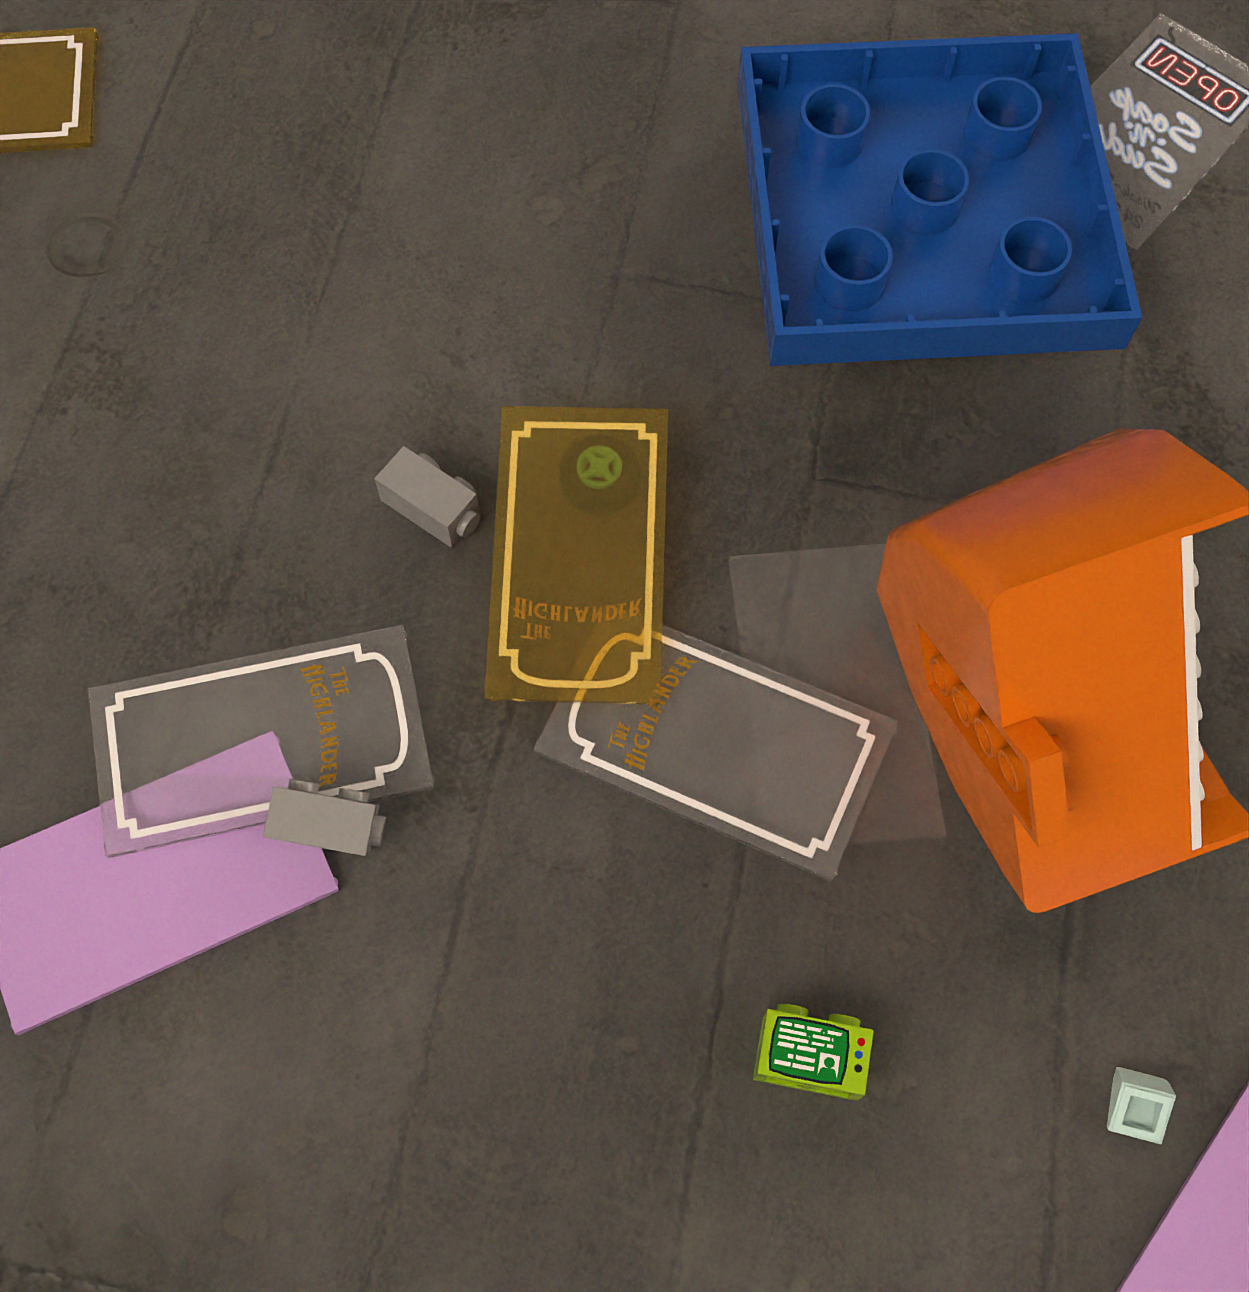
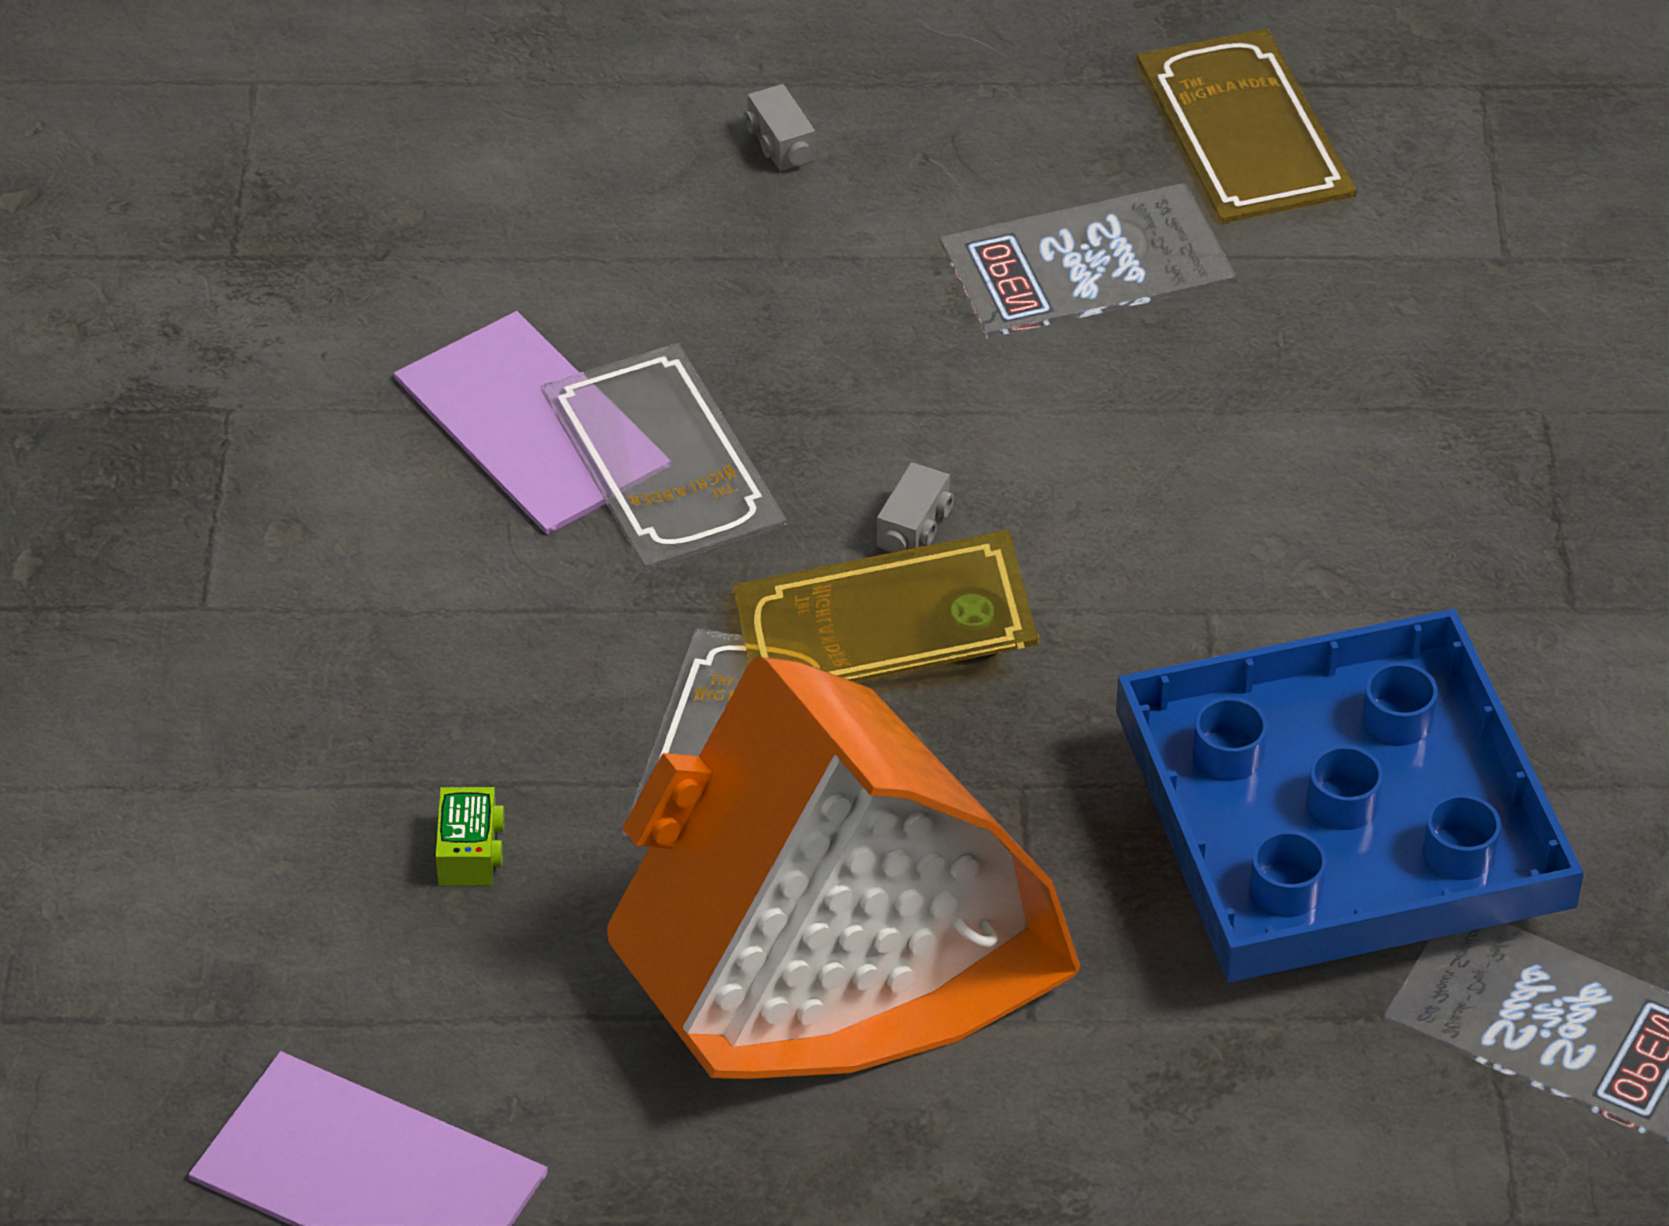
camera: 80 degrees right, 20 degrees down
(99, 274) = (1087, 260): none -> clear piece
(324, 821) = (594, 495): light grey brick -> none
(1140, 1105) = (470, 1070): light aqua slope -> none

